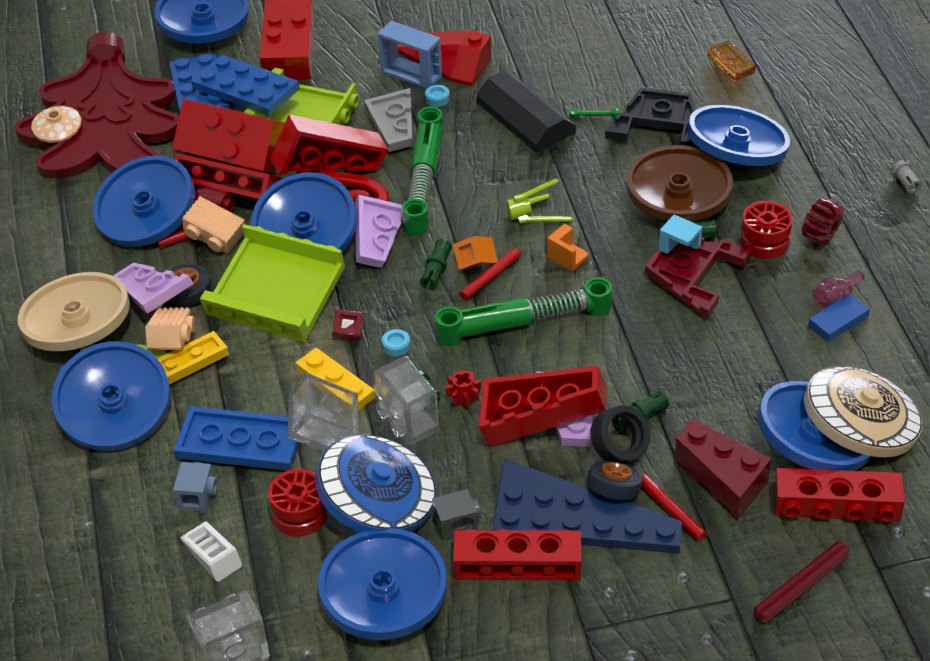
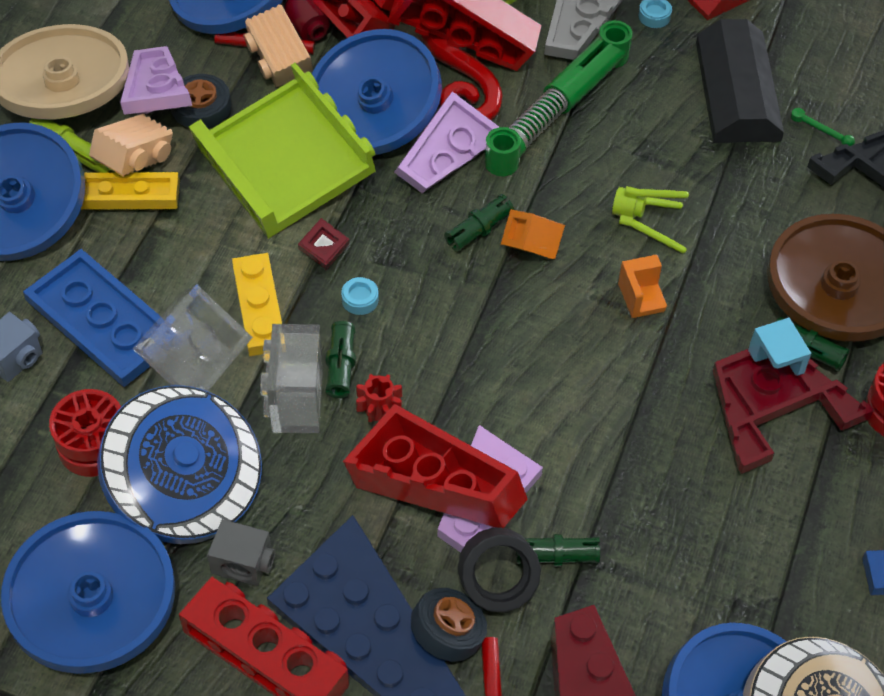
camera: 30 degrees right, 10 degrees up
(456, 324) = (522, 339): green piece -> none
(490, 274) = (532, 269): red bar -> none

